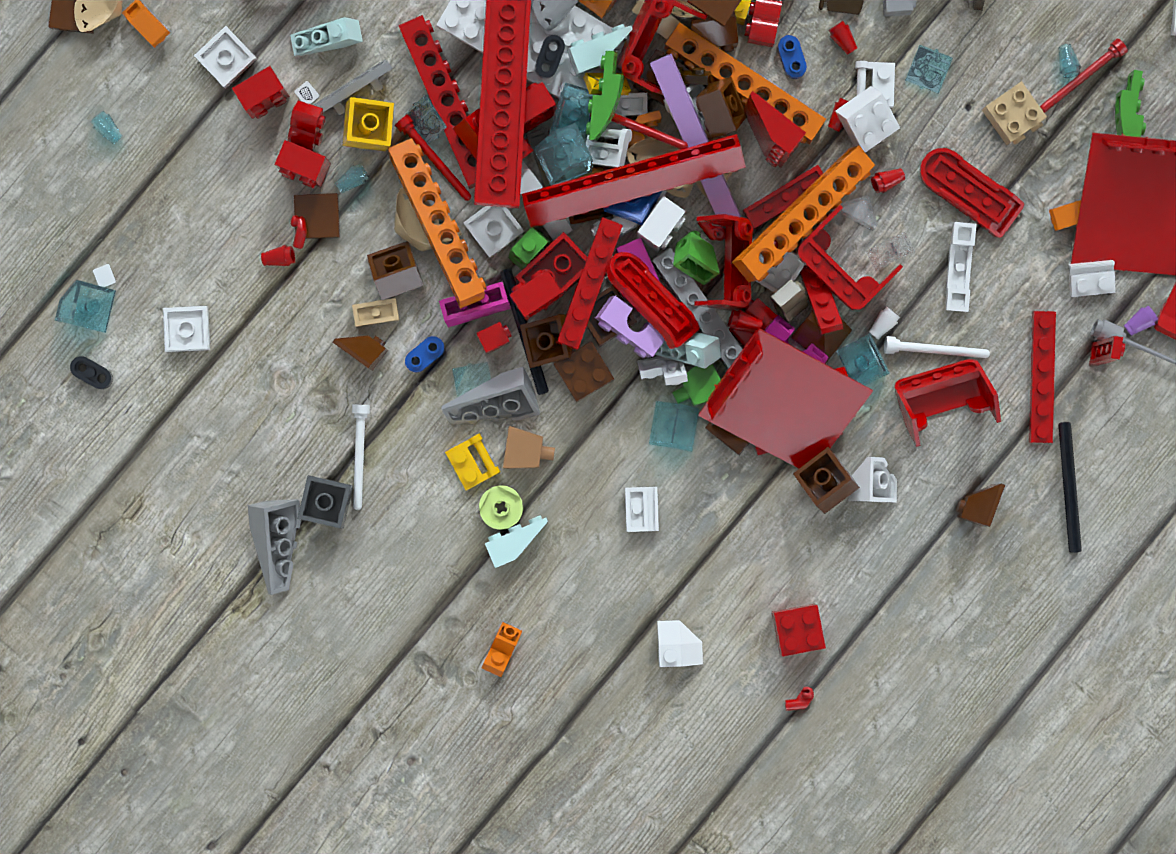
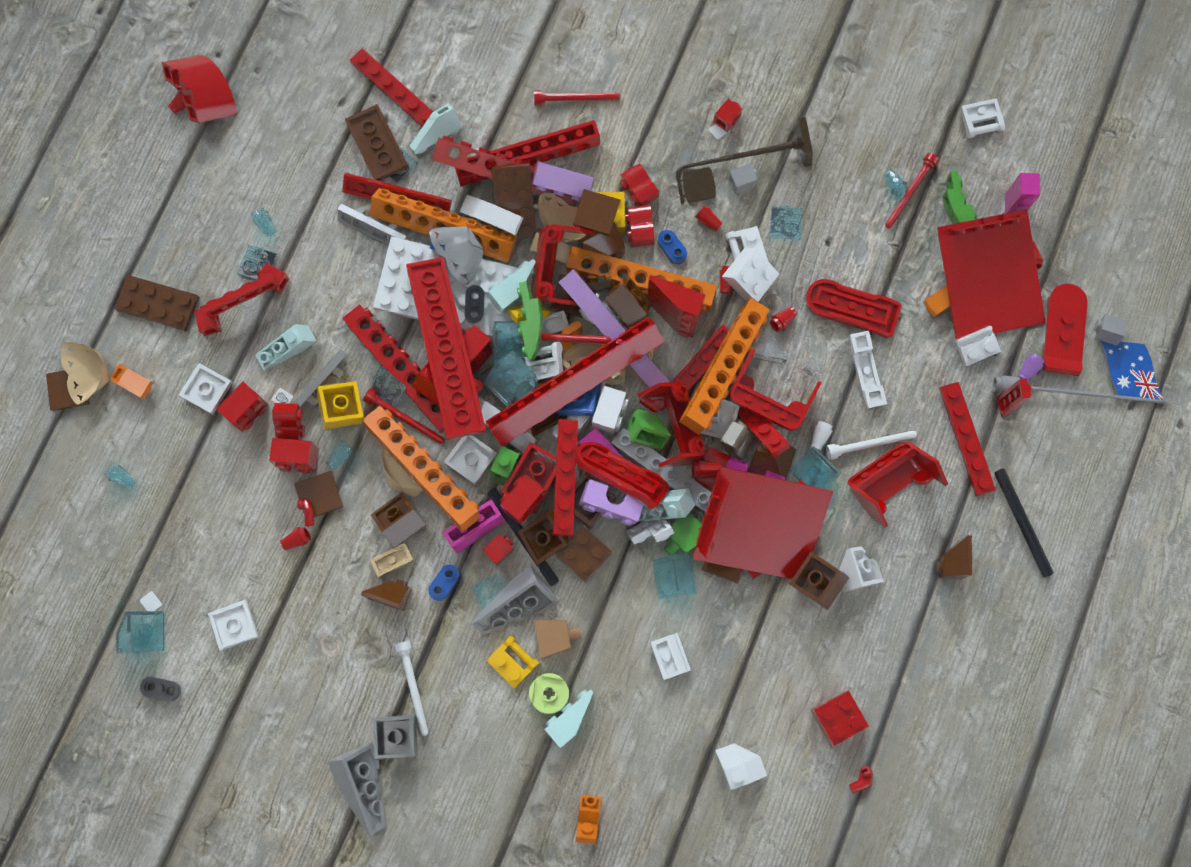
camera: 10 degrees left, 10 degrees down
(1014, 114) = (867, 235): tan brick -> none

